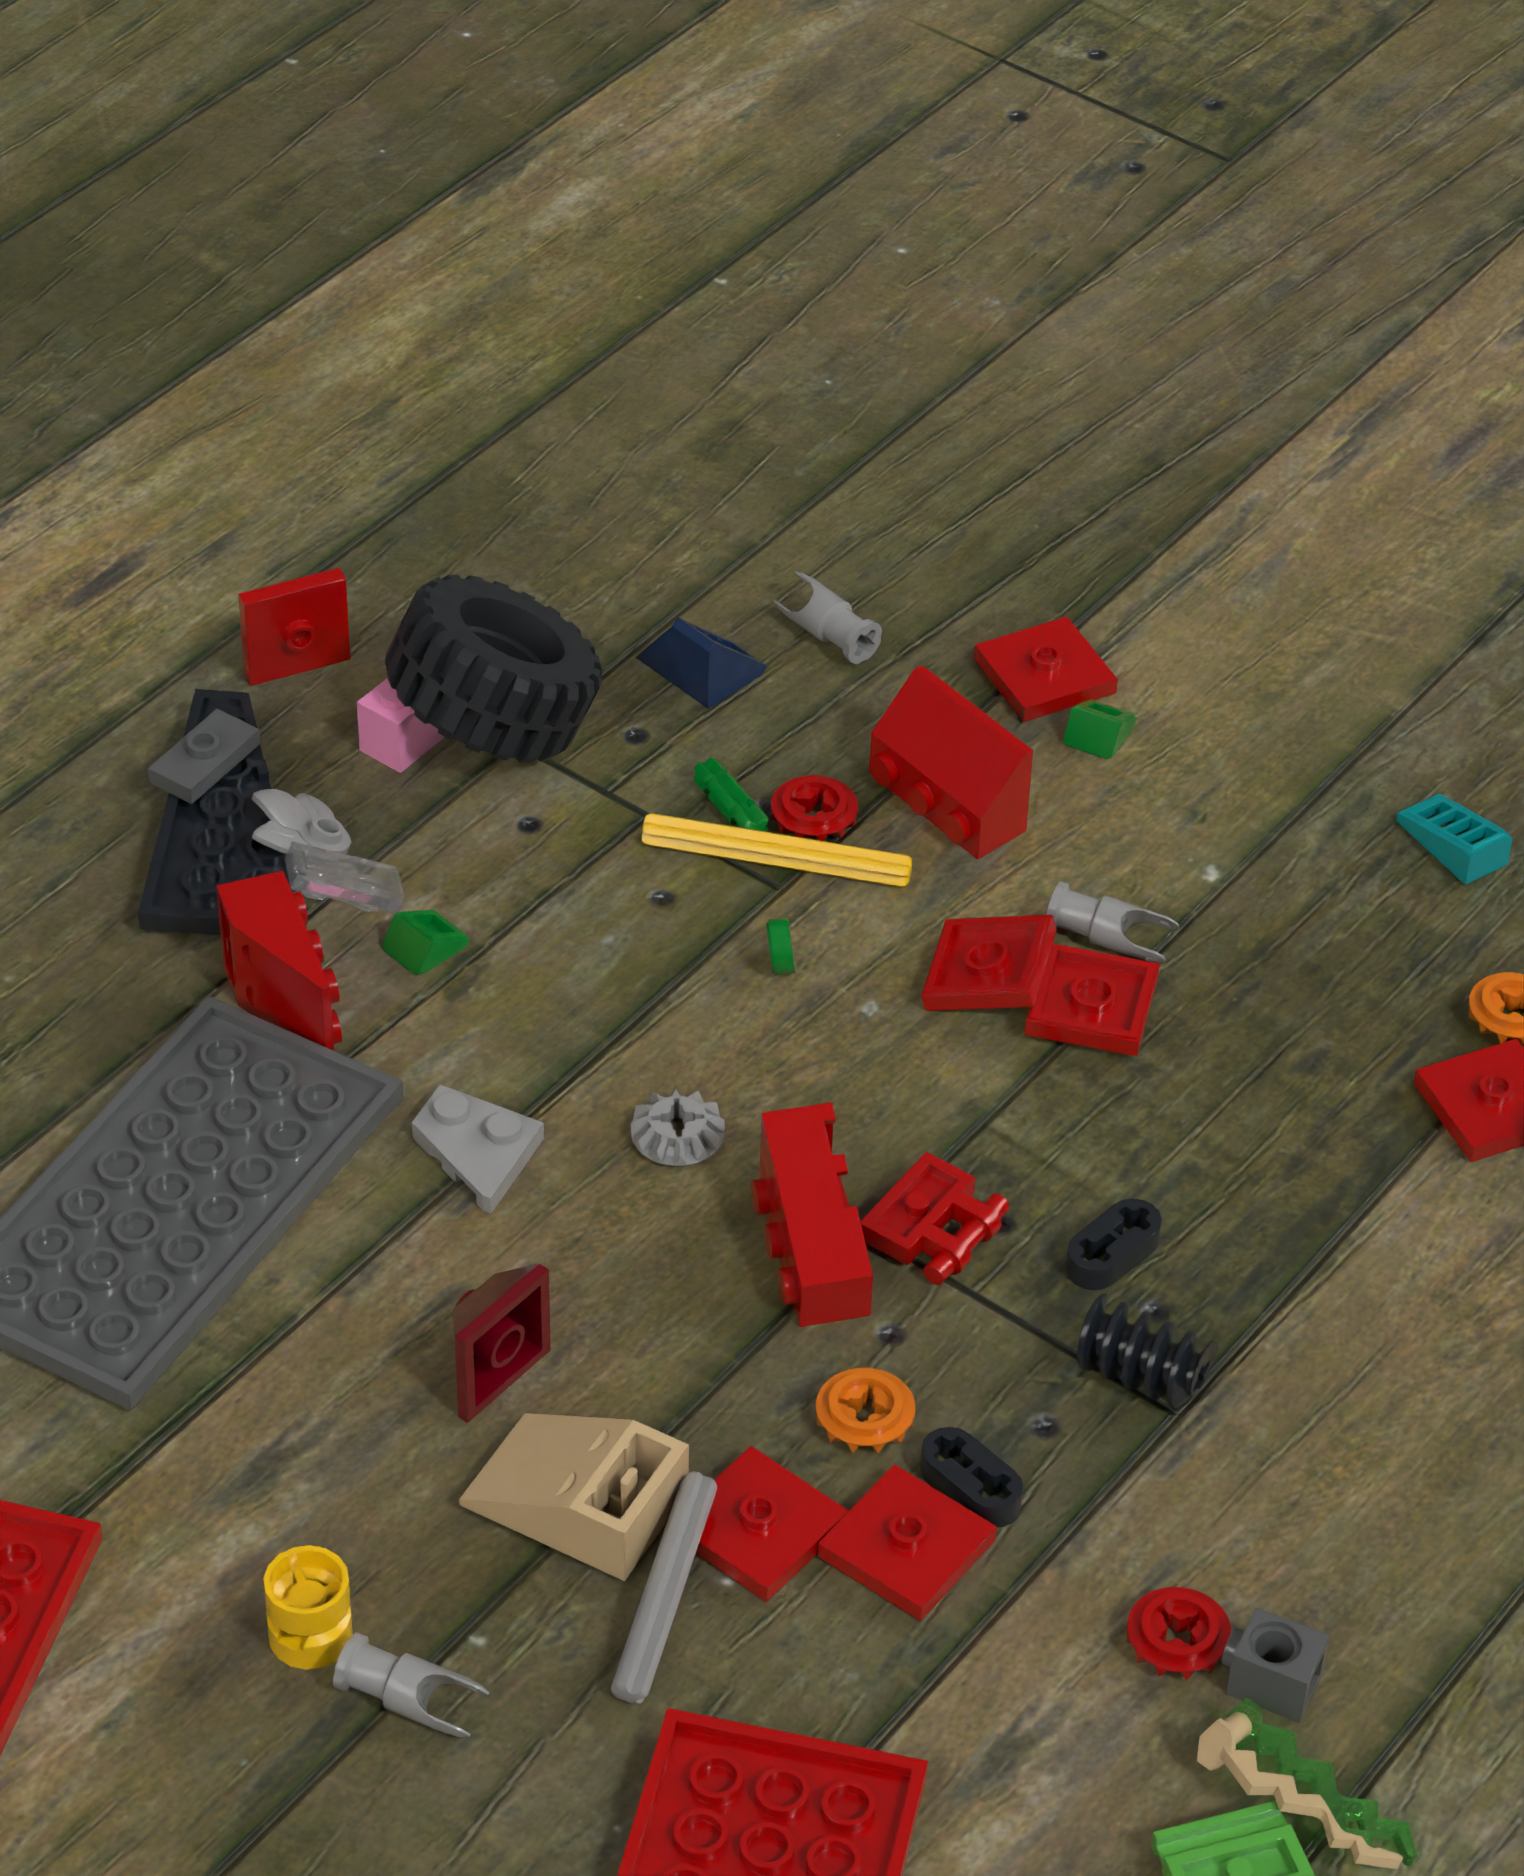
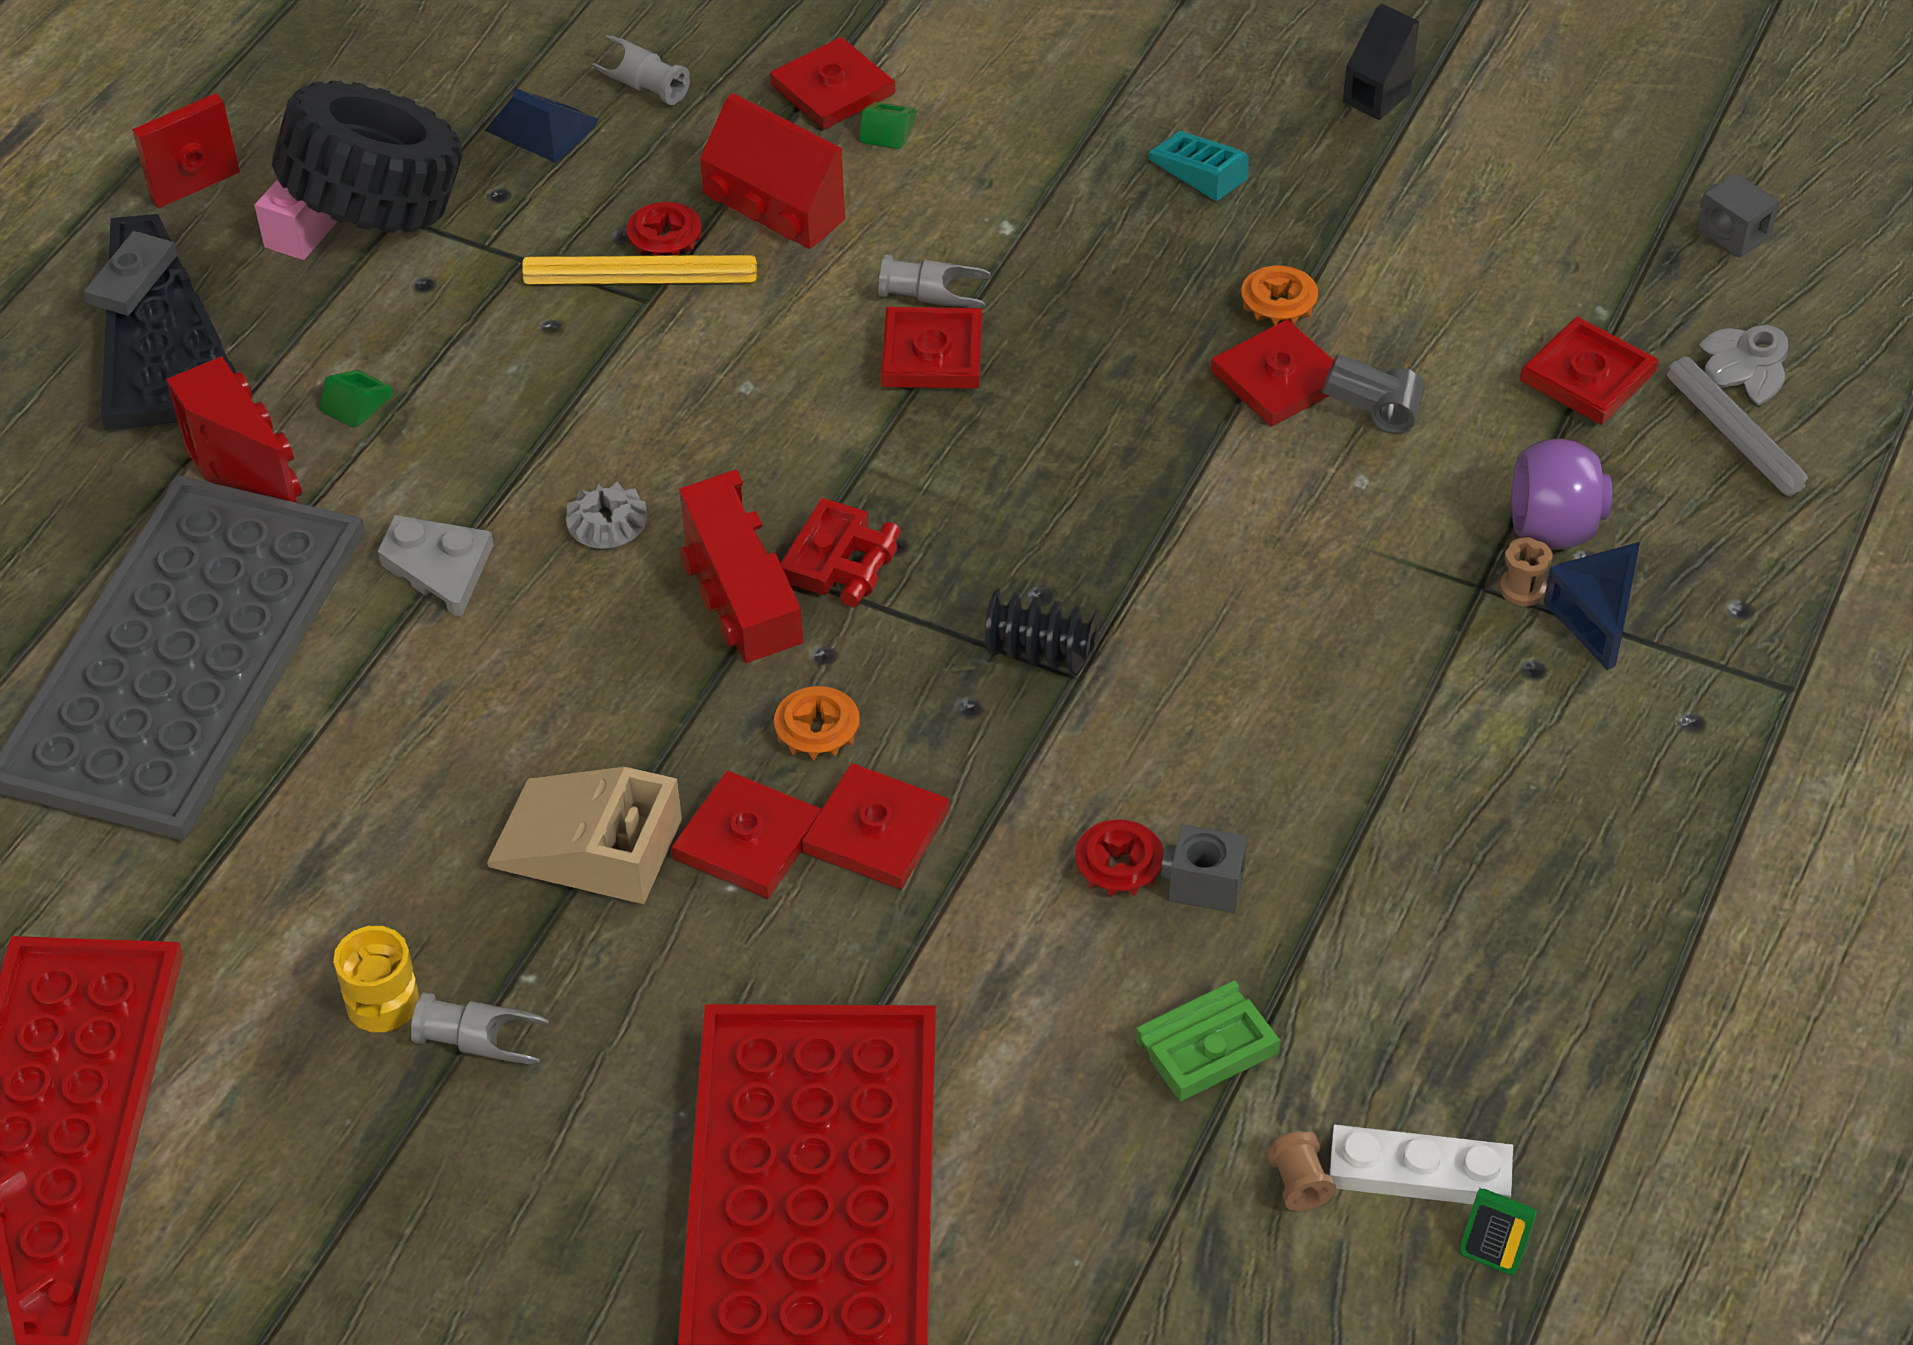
camera: 10 degrees left, 5 degrees up
(300, 821) = (228, 319): light grey plate -> none
(344, 878) = (274, 355): clear plate -> none
(499, 1335) = (492, 716): dark red slope -> none
(664, 1588) = (679, 904): light grey axle -> none
(729, 796) = (589, 231): green axle -> none
(780, 946) = (661, 349): green tile -> none
(977, 1472) = (920, 759): black beam -> none
(989, 963) = (839, 332): red plate -> none
(1106, 1238) = (1002, 551): black beam -> none
(1245, 1725) = (1192, 923): piece -> none

